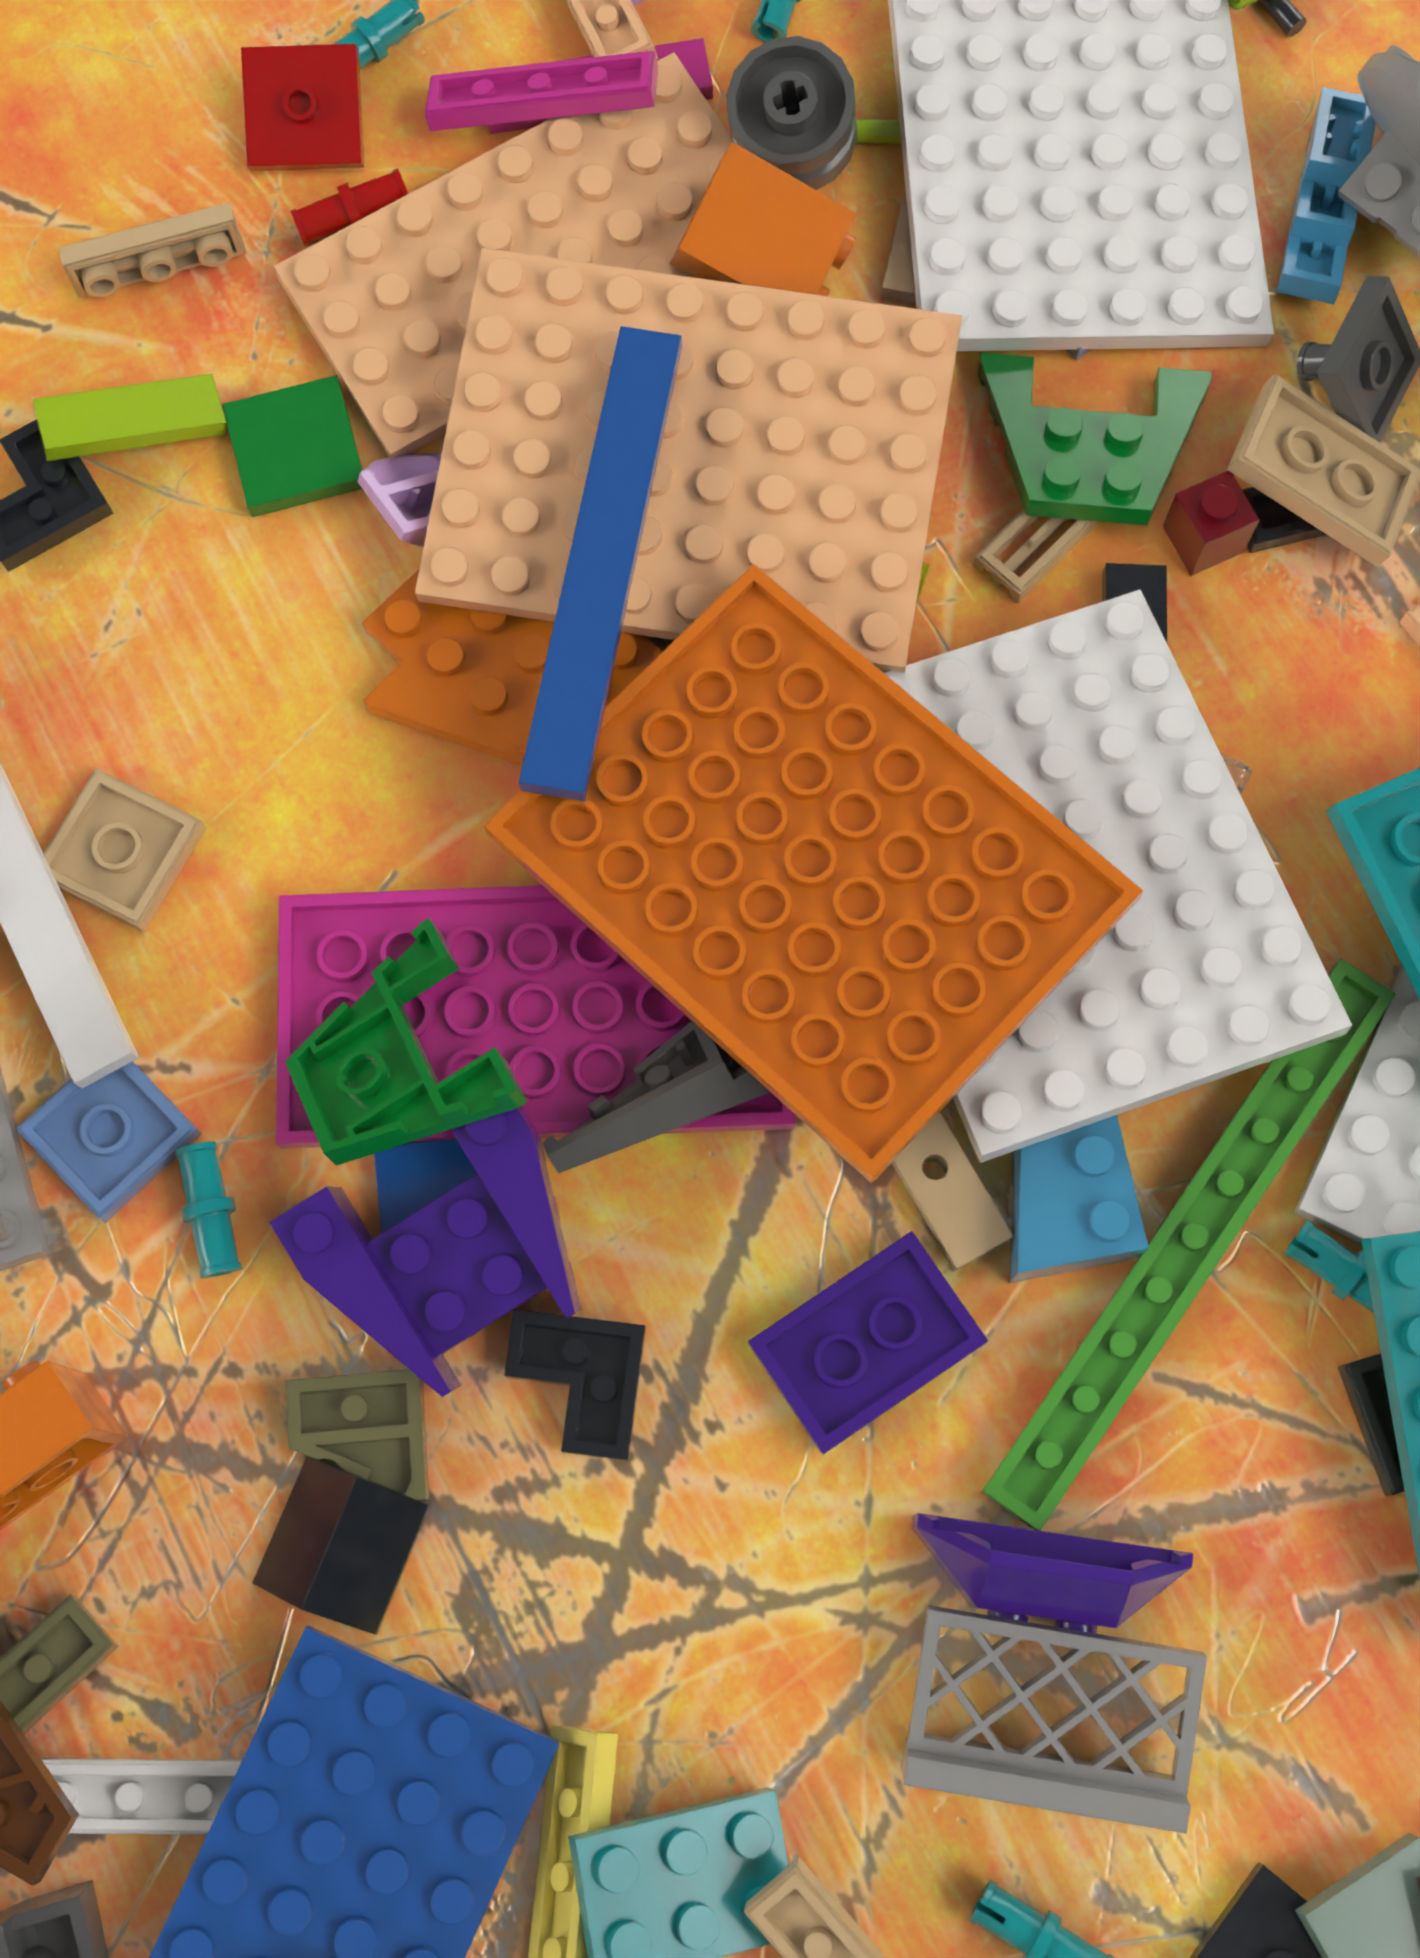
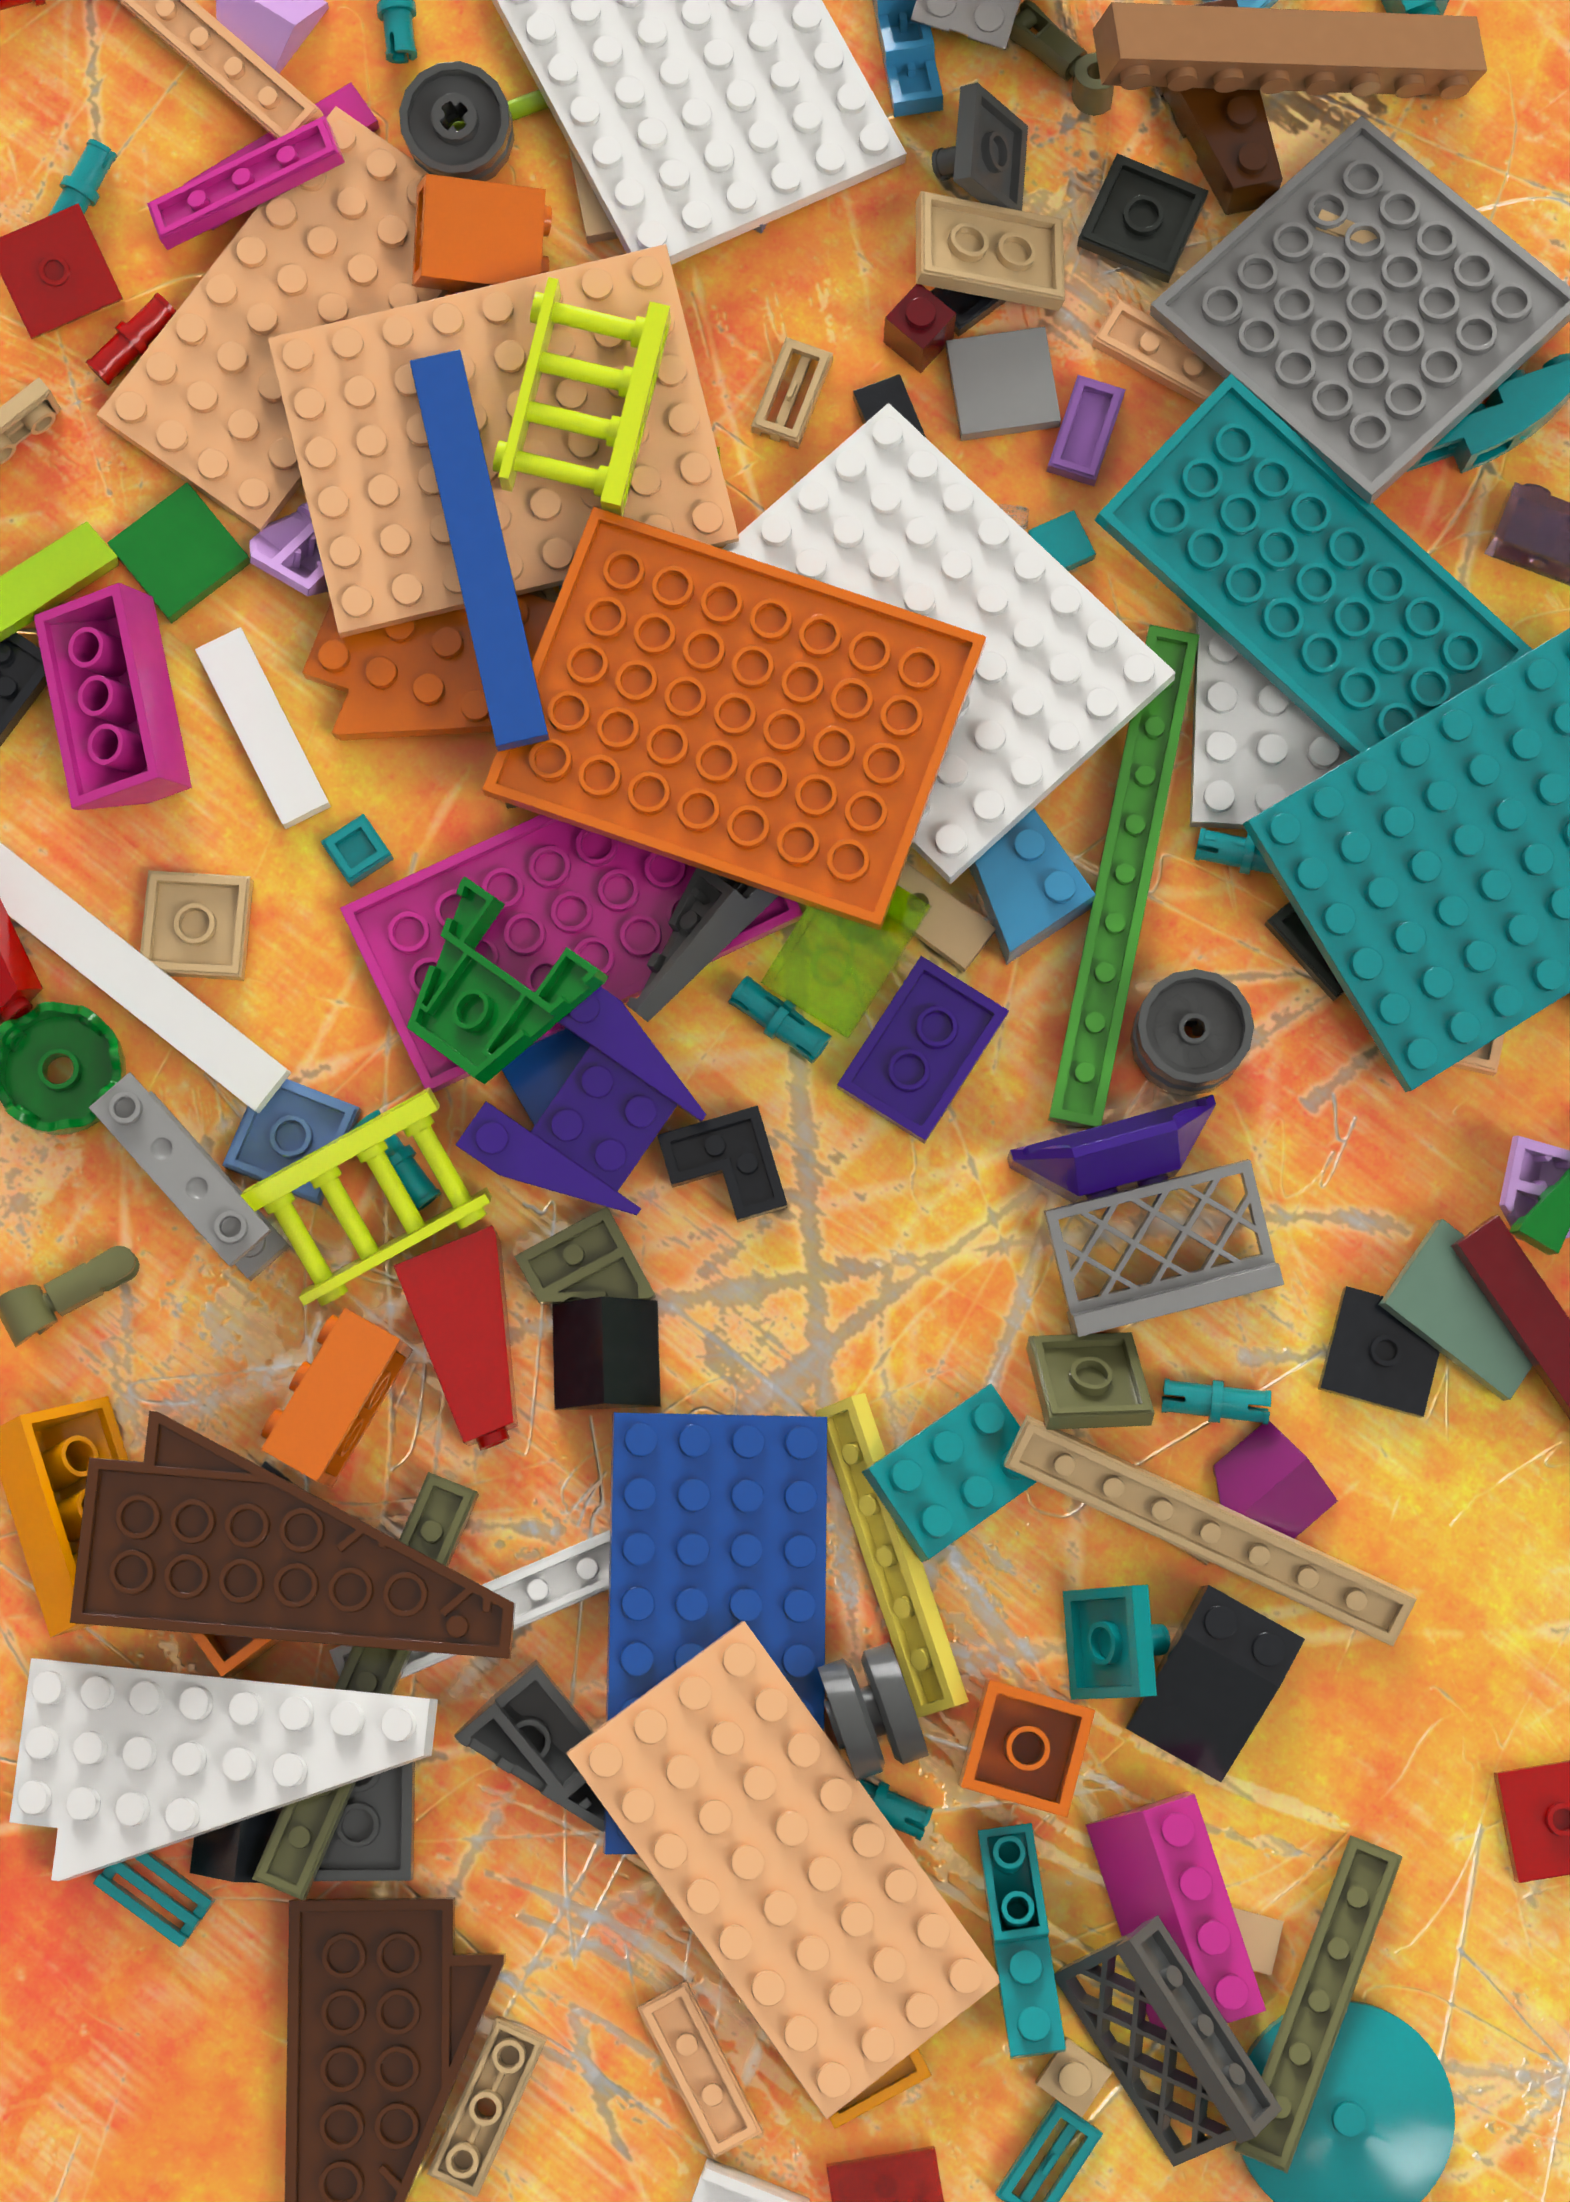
camera: 25 degrees left, 5 degrees up
(111, 1186) = (369, 1146): none -> neon yellow fence
(143, 568) = (112, 699): none -> dark pink slope
(189, 1445) = (465, 1328): none -> red slope
(293, 667) = (263, 728): none -> white tile
(332, 841) = (357, 850): none -> teal tile
(716, 1234) = (779, 1019): none -> teal pin
(812, 1205) = (840, 965): none -> clear neon green tile
(820, 496) = (633, 383): none -> neon yellow fence
(895, 1848) = (1089, 1381): none -> olive tile
(1086, 460) = (806, 314): green wing -> none
(1233, 1446) = (1213, 1011): none -> dark grey wheel
(1280, 622) = (1003, 383): none -> light grey tile
(1281, 823) = (1065, 540): none -> teal tile
(1354, 711) = (1086, 430): none -> medium lavender tile

